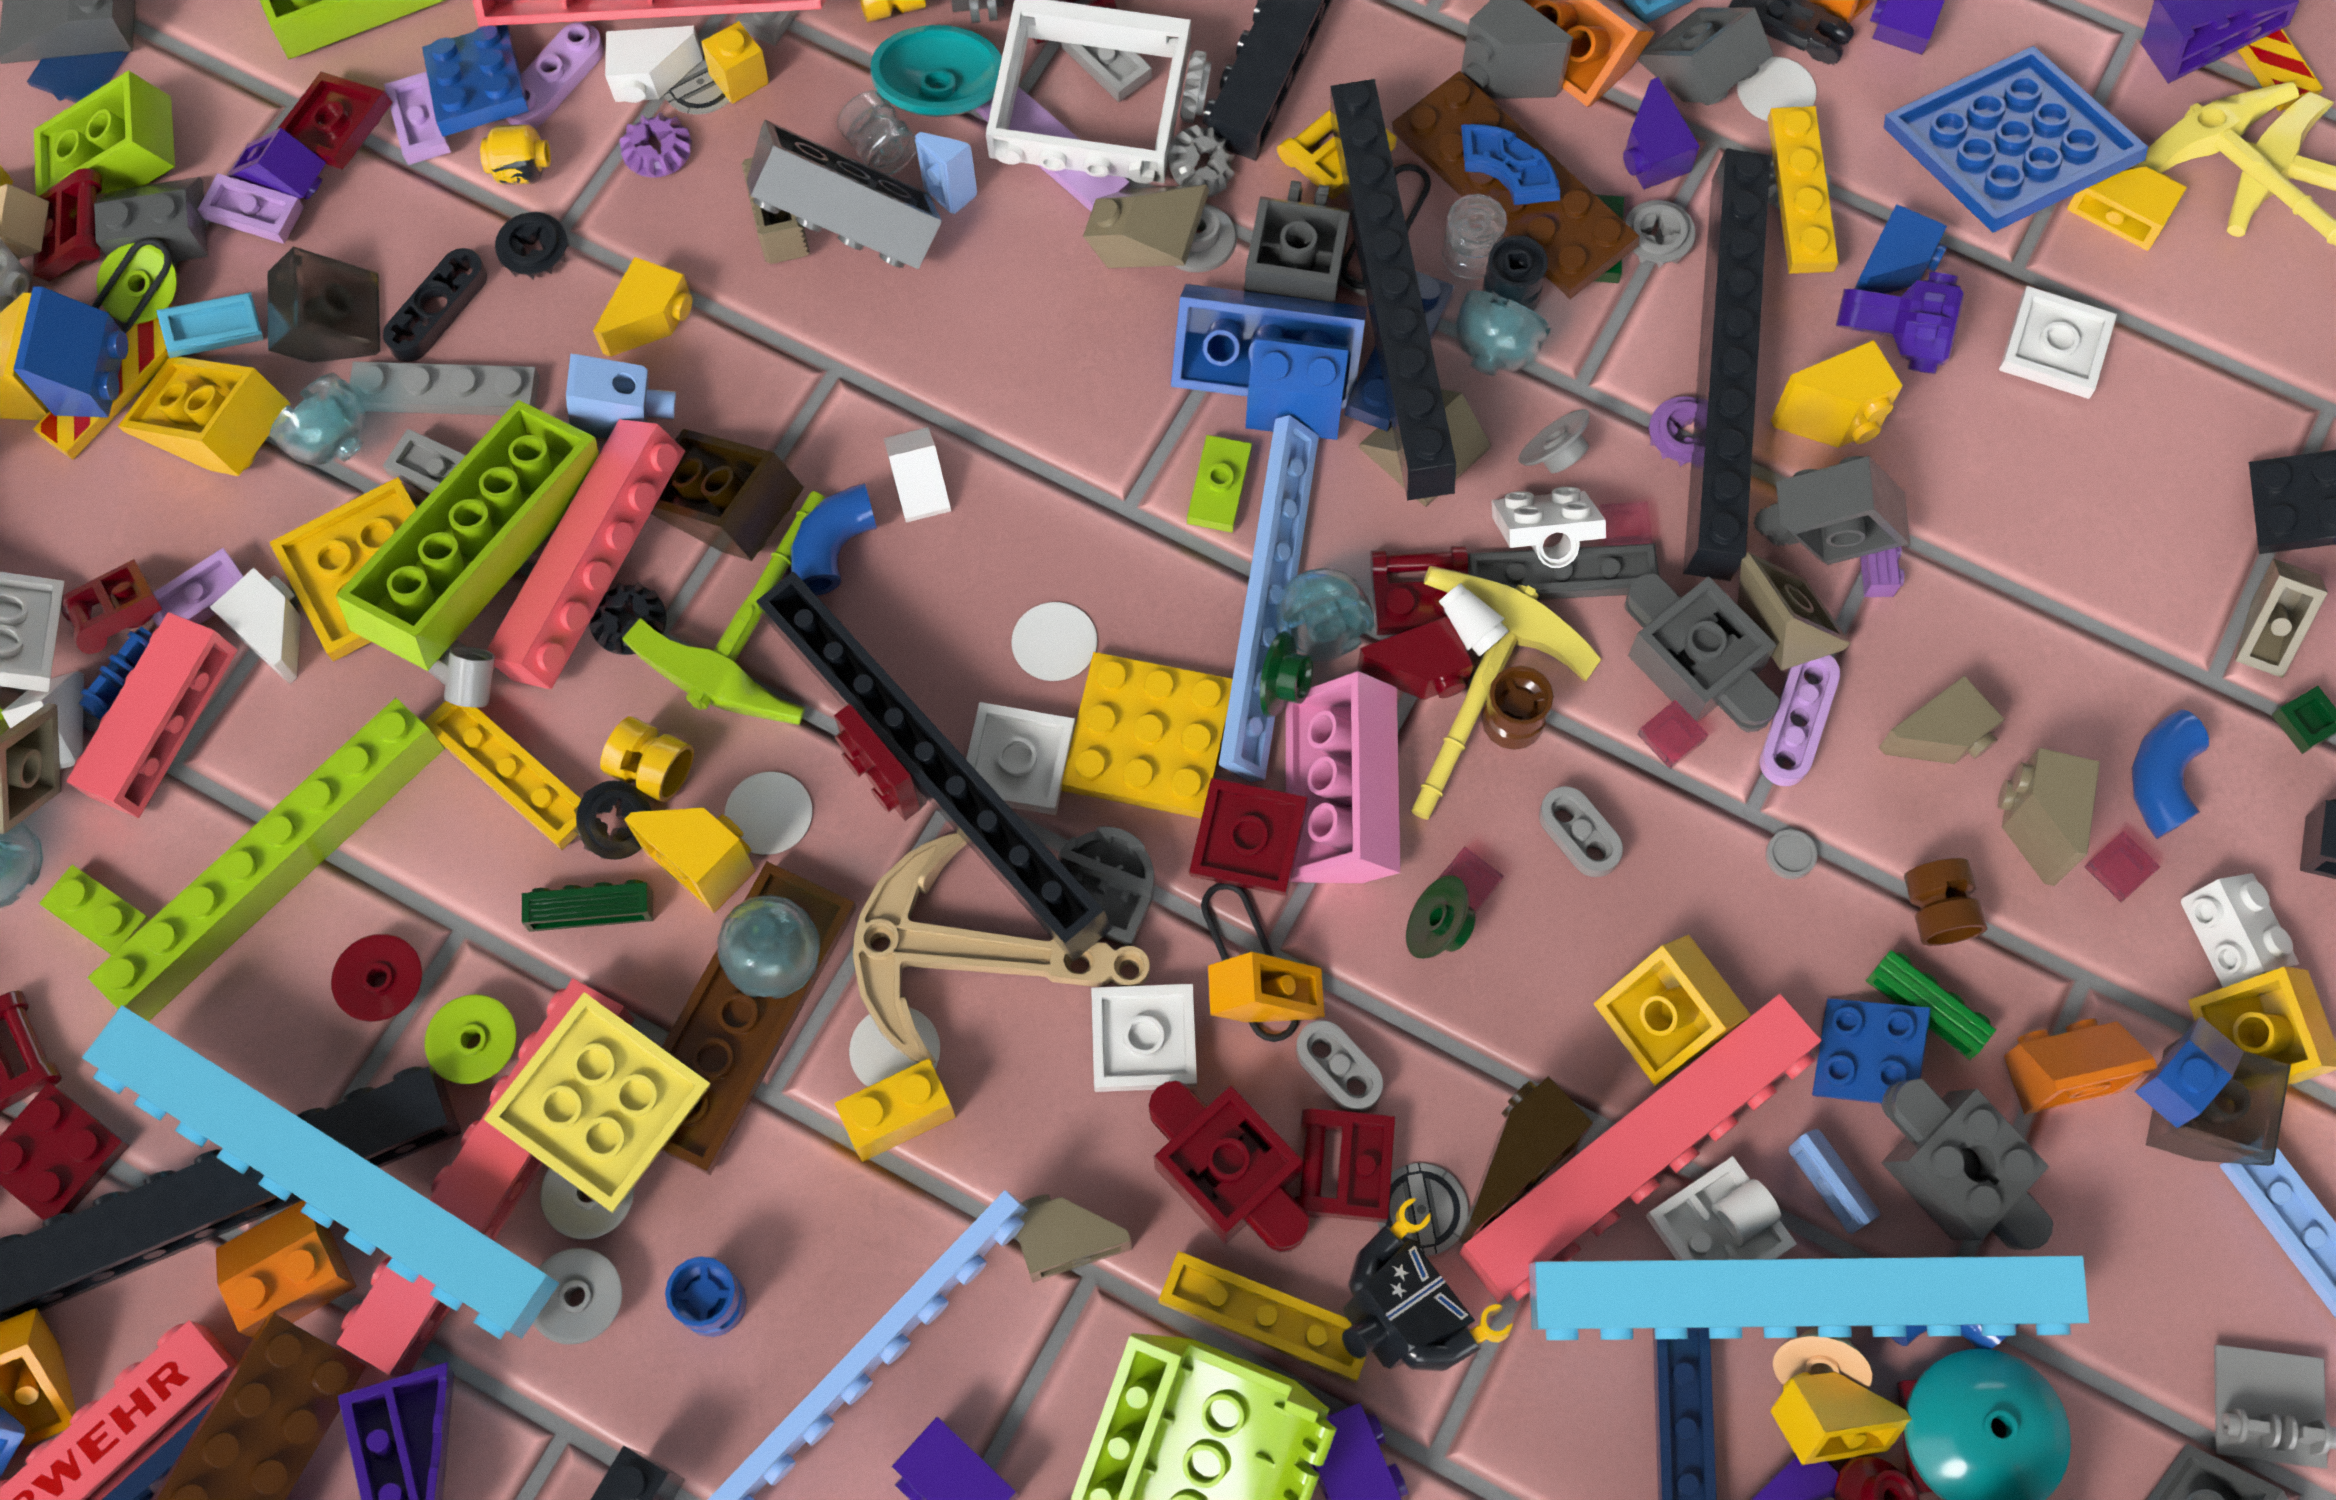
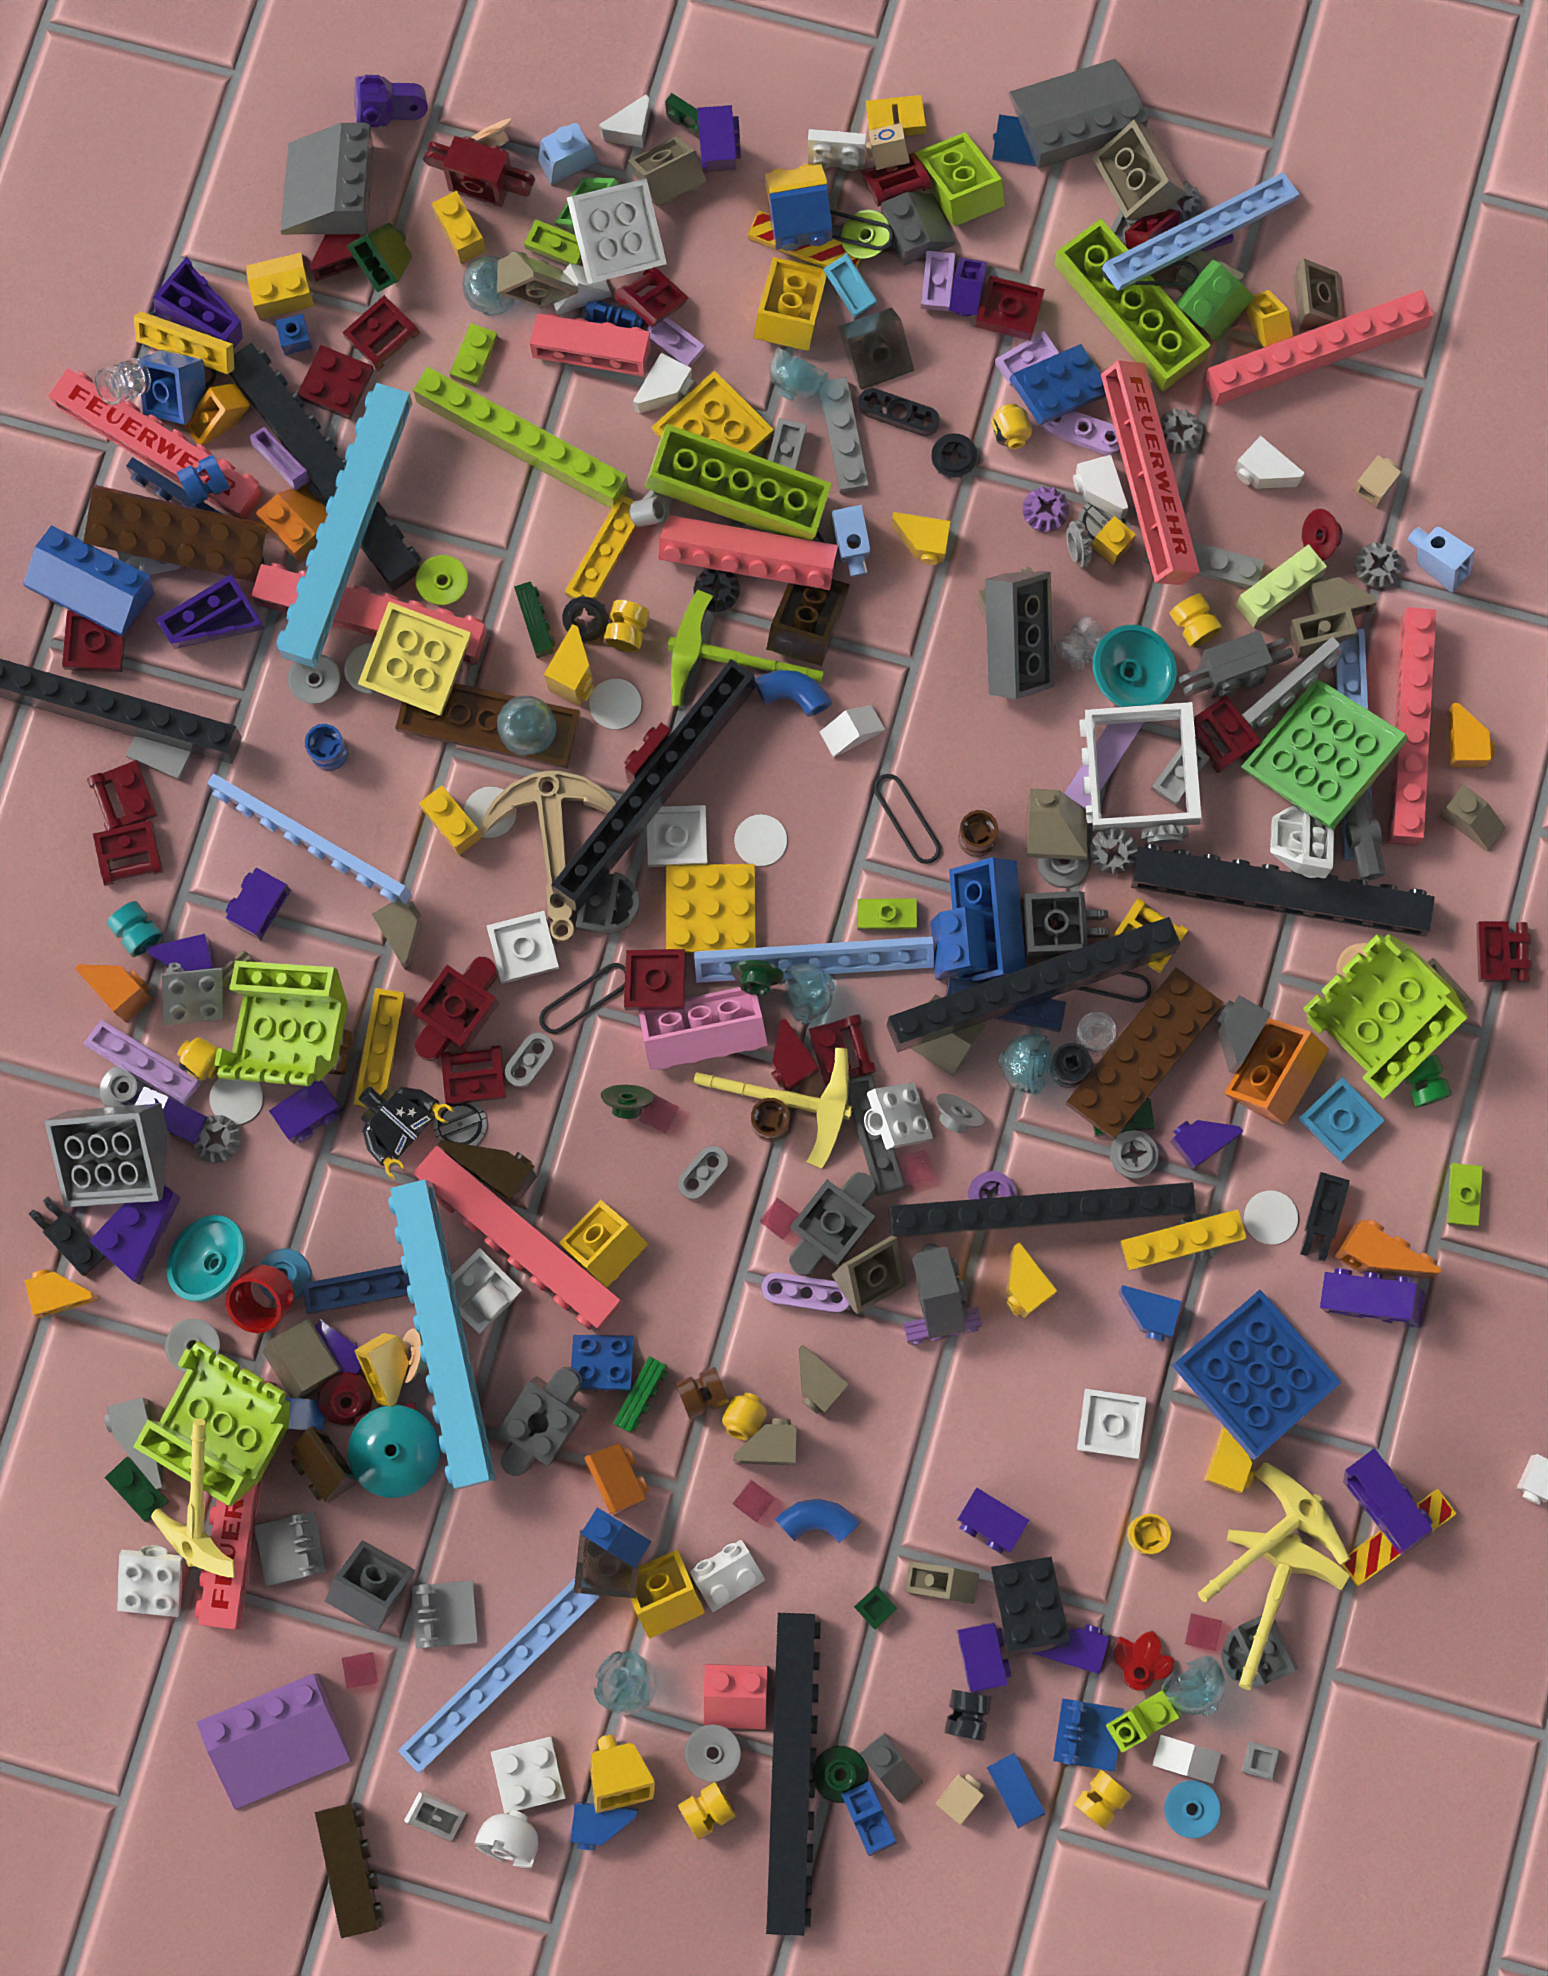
camera: 80 degrees right, 10 degrees up
(148, 1430) = (193, 484): none -> blue wheel
(154, 1275) = (279, 458): none -> medium lavender piece
(362, 964) = (463, 507): dark red piece -> none
(727, 115) = (1079, 543): none -> light grey gear
(946, 170) = (1057, 693): light blue slope -> none
(1070, 411) = (926, 861): none -> black piece
(1130, 325) = (978, 833): none -> reddish brown wheel
(1265, 989) = (562, 1009): light orange slope -> none
(1473, 619) = (815, 1080): white cone -> none
(1511, 161) = (1151, 1046): blue tile -> none
(1708, 53) = (1280, 1163): dark grey slope -> none
(1791, 854) = (719, 1302): light grey piece -> none
(1833, 1181) = (523, 1353): light blue slope -> none
(1919, 320) = (1096, 1328): dark purple piece -> none
(1992, 847) = (744, 1416): none -> yellow head
(2189, 527) = (992, 1520): none -> dark purple brick
(2233, 321) = (1149, 1534): none -> yellow wheel

